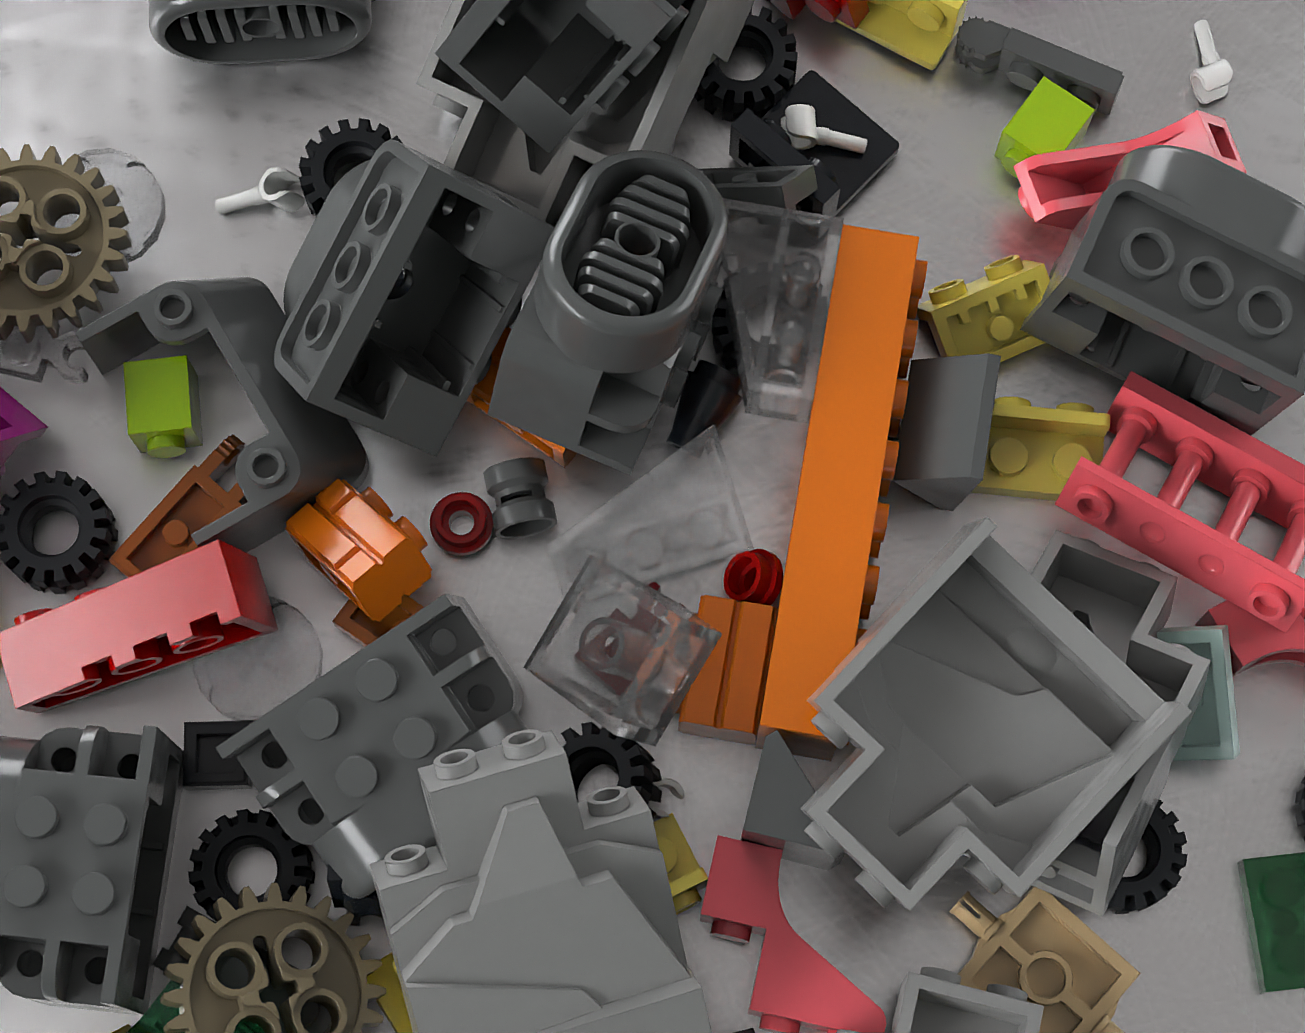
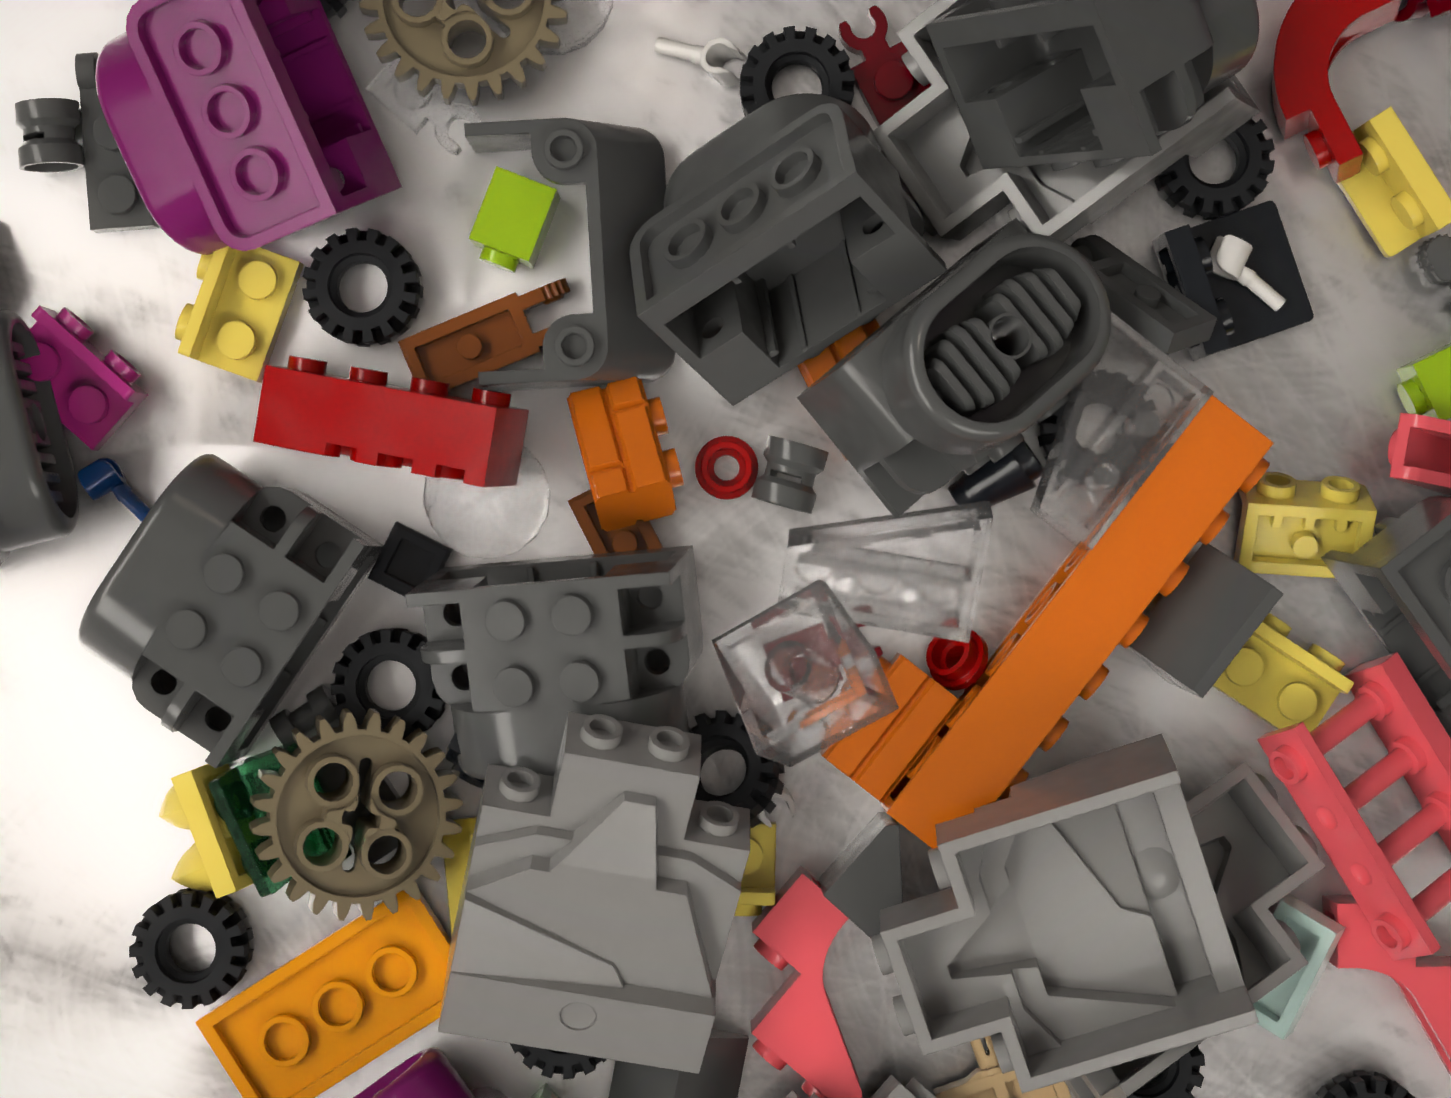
camera: 30 degrees right, 15 degrees up
(423, 128) = (882, 75): none -> dark red plate

